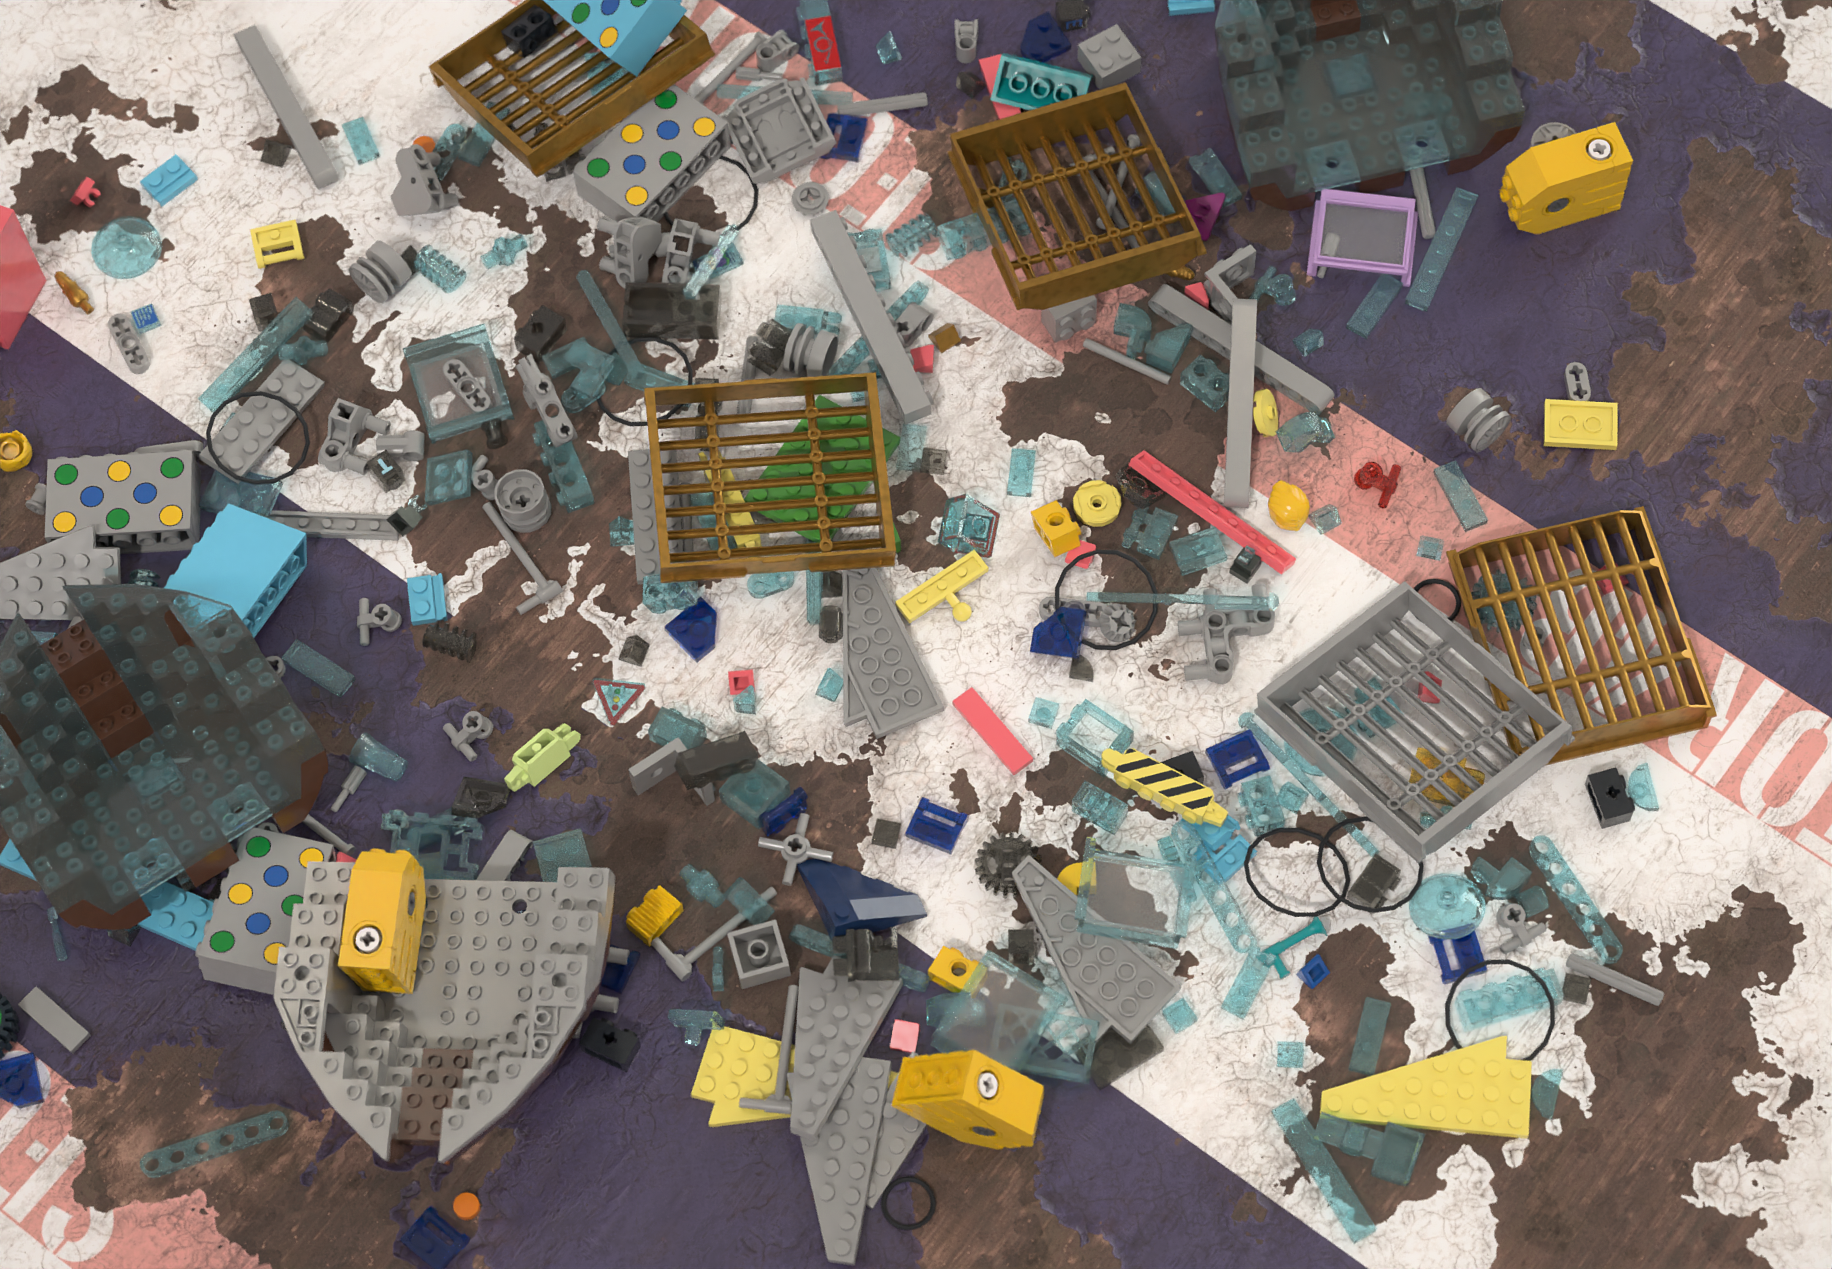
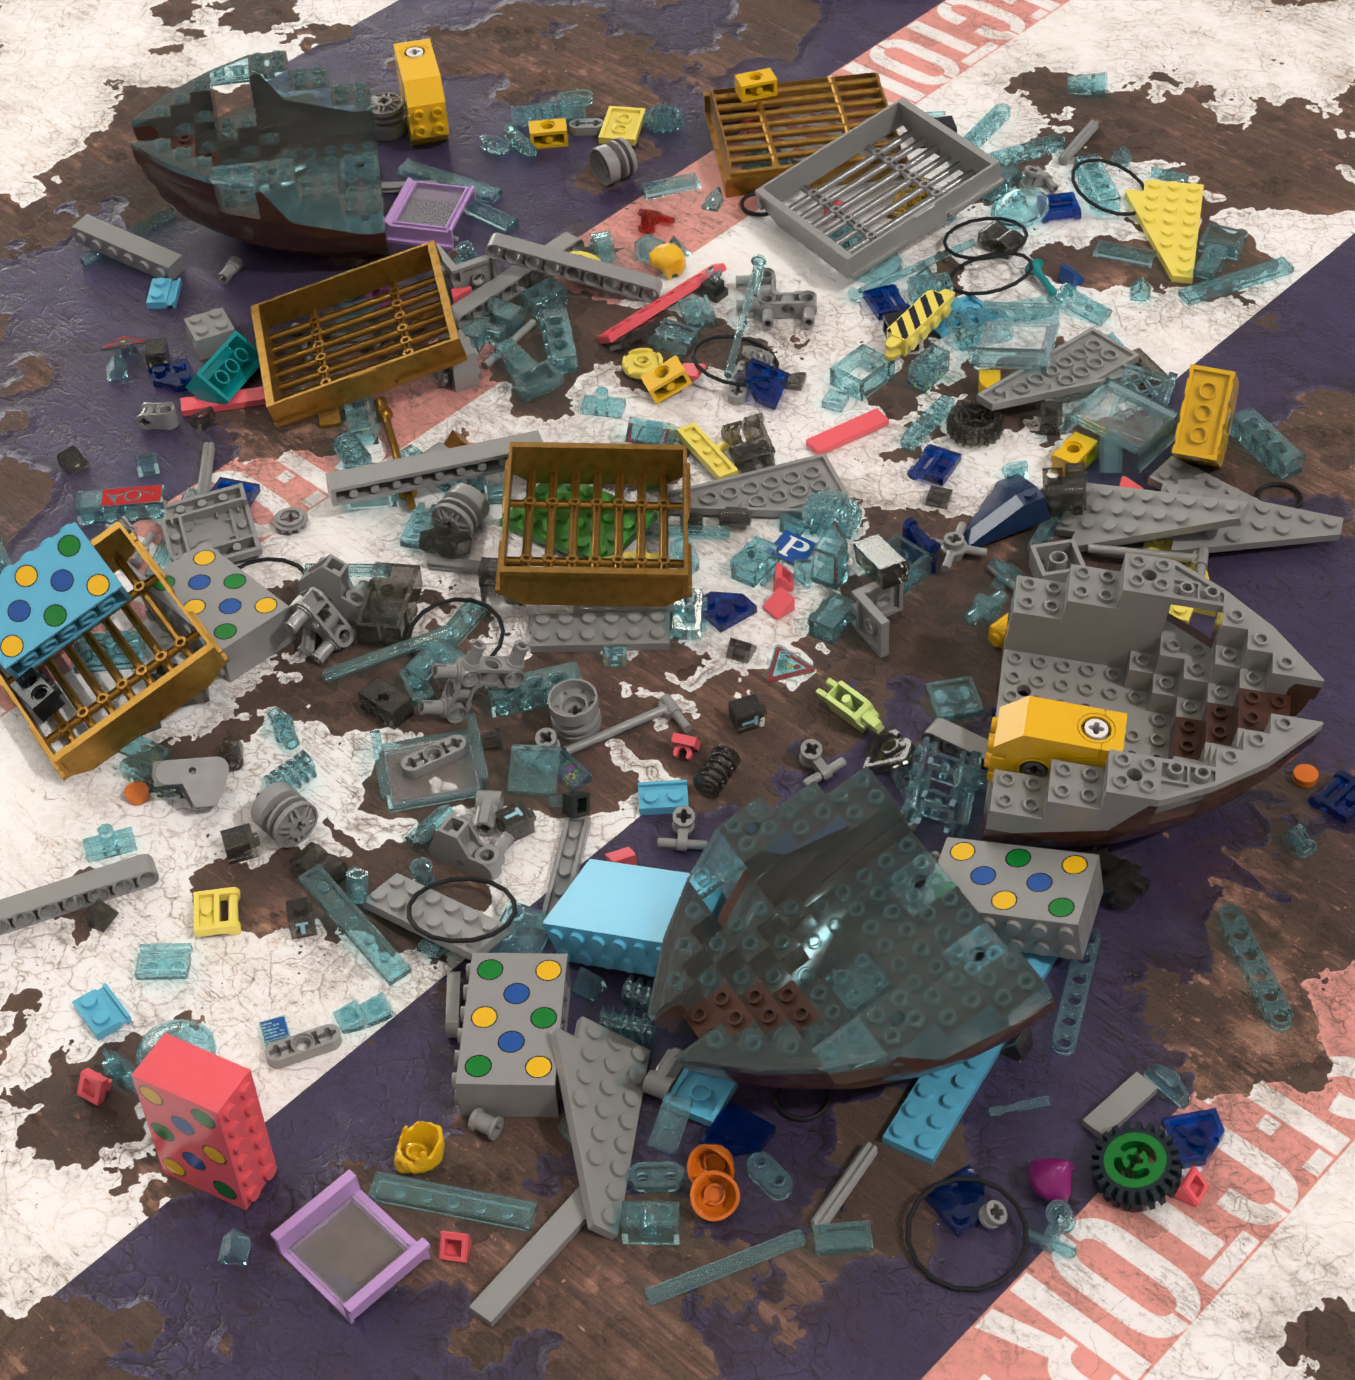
camera: 85 degrees left, 20 degrees down
(75, 1060) = (1169, 1083): none -> clear light blue plate
(103, 203) = (119, 1068): none -> clear light blue slope
(163, 384) = (361, 1016): none -> clear light blue slope
(183, 987) = (1079, 991): none -> clear light blue beam
(219, 214) = (163, 961): none -> clear light blue plate
(320, 402) = (420, 873): none -> clear light blue bush
(346, 570) = (624, 856): none -> coral slope
(354, 242) = (240, 843): none -> clear smoke brick
(375, 1187) = (1302, 842): none -> clear light blue bush
(381, 398) = (423, 831): none -> clear light blue plate
(462, 511) = (572, 772): none -> clear light blue tile
(470, 214) = (232, 751): none -> clear smoke brick
(492, 609) = (685, 742): none -> coral tile
(534, 662) = (747, 713): none -> clear smoke brick
(702, 681) = (779, 604): none -> coral slope
(760, 721) = (831, 558): none -> clear light blue slope
(769, 661) = (754, 561): none -> clear light blue brick
(792, 688) = (791, 548): none -> blue piece
(825, 717) = (826, 507): none -> clear light blue gear
(936, 912) = (1019, 467): none -> clear light blue slope
(943, 634) = (756, 448): none -> clear smoke hips
(983, 256) = (384, 415): none -> pearl gold bar
(989, 1201) = (1266, 444): none -> clear light blue brick
(1009, 814) = (927, 422): none -> clear light blue beam
(1057, 396) = (528, 376): none -> clear light blue plate
(1121, 420) = (559, 339): none -> clear light blue brick
(1315, 484) = (644, 246): none -> clear light blue brick
(1518, 288) = (496, 146): none -> clear light blue plate
(1528, 312) = (519, 141): none -> clear light blue hinge
(1549, 354) = (548, 133): none -> yellow brick
(1583, 1034) = (1122, 156): none -> clear light blue slope
(1586, 334) = (566, 109): none -> clear light blue brick
(1600, 470) = (664, 118): none -> clear light blue gear
(1619, 850) = (988, 125): none -> clear light blue beam
(1633, 573) = (756, 85): none -> yellow brick
(1636, 363) = (576, 94): none -> clear light blue plate
(1746, 990) = (1088, 84): none -> clear light blue plant

